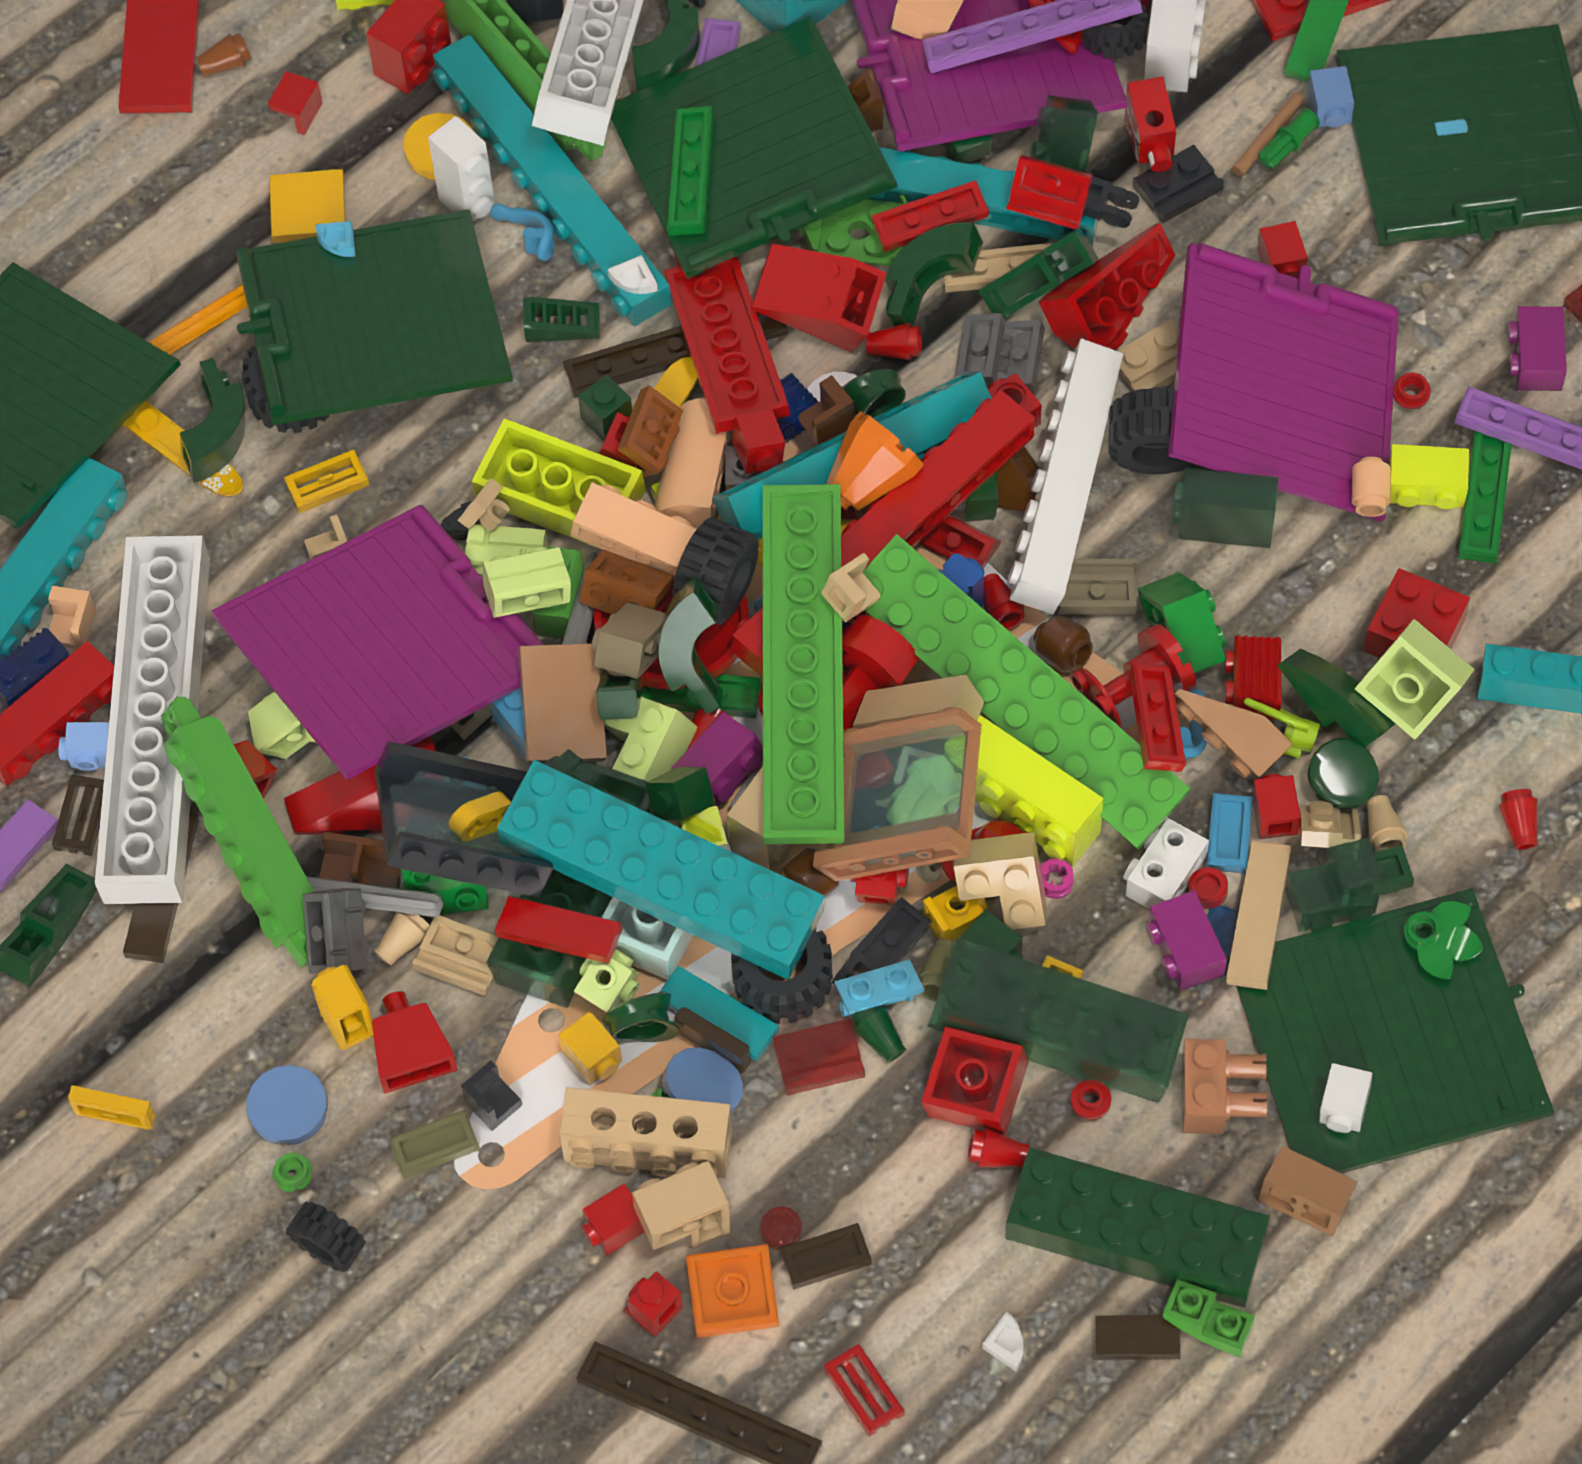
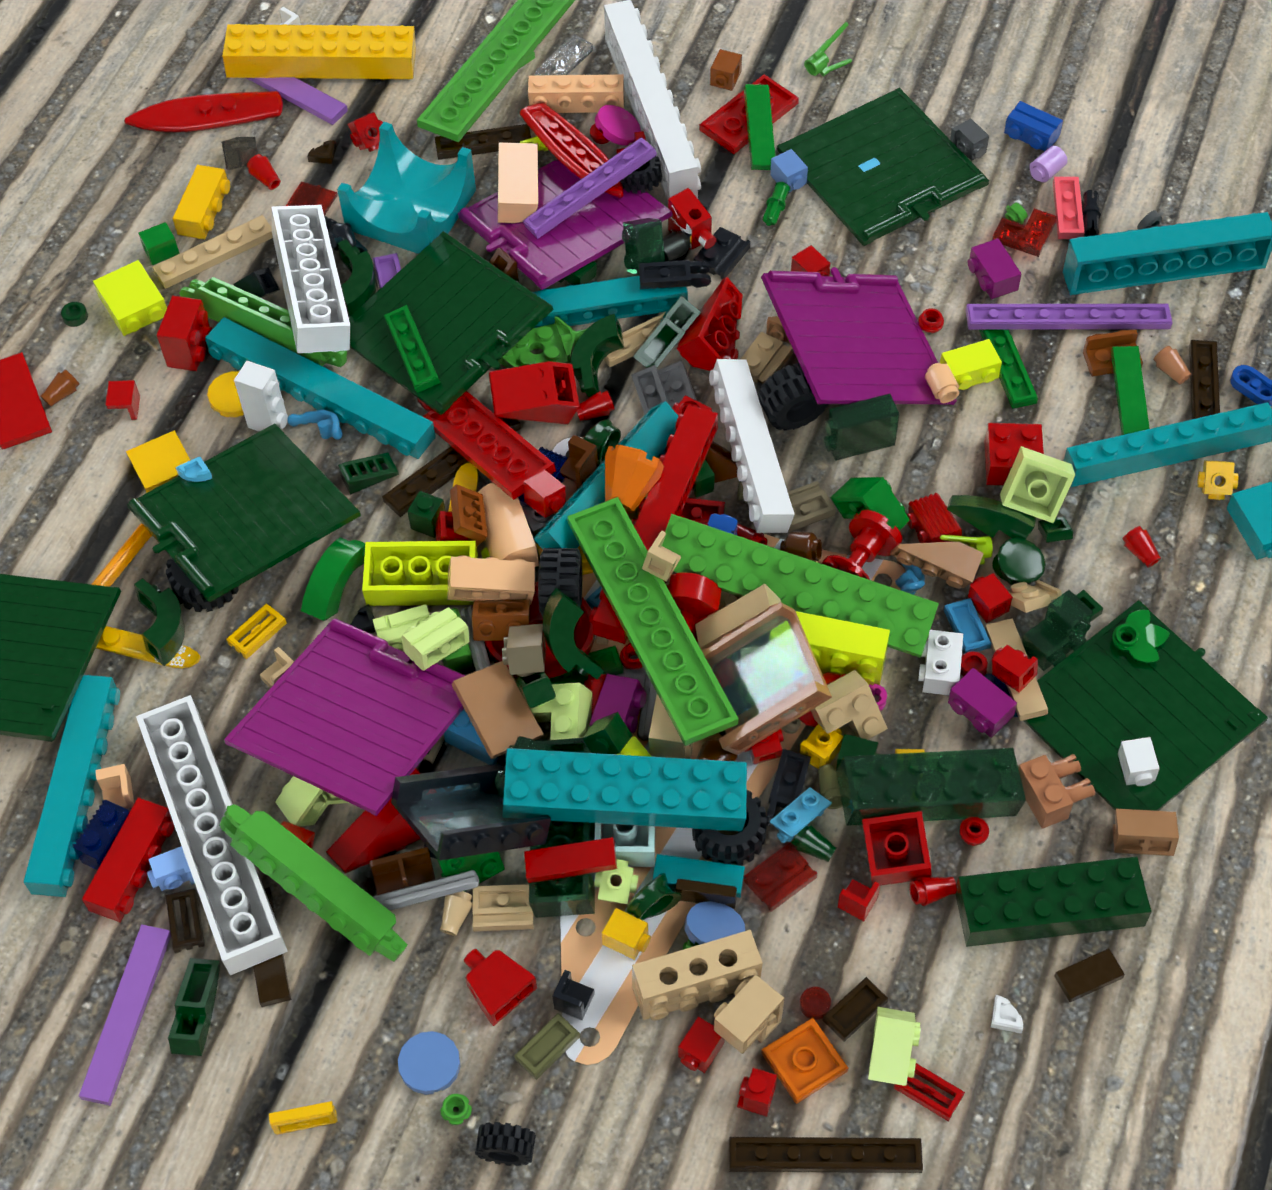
camera: 25 degrees left, 5 degrees down
(335, 929) = (410, 925): flat silver brick -> none
(342, 1006) = (440, 975): yellow brick -> none
(443, 446) = (330, 577): none -> green arch
(479, 816) = (482, 804): yellow beam -> none
(485, 507) = (379, 603): tan tile -> none
(633, 276) = (407, 424): white tile -> none
(836, 1313) = (892, 1046): none -> yellowish green brick
(899, 1124) = (858, 899): none -> red panel
(906, 222) = (569, 329): red tile -> none
(1049, 192) = (654, 277): red plate -> none
(1112, 151) = (675, 245): none -> pearl dark grey brick
(1157, 718) = (895, 567): red tile -> none
(1209, 1321) = (1130, 944): bright green slope -> none
(1249, 911) = (1014, 667): none -> red brick
(1281, 118) = (761, 206): medium nougat bar -> none
(1384, 824) = (1062, 580): tan cone -> none
(1417, 752) = (1055, 531): none -> dark green tile

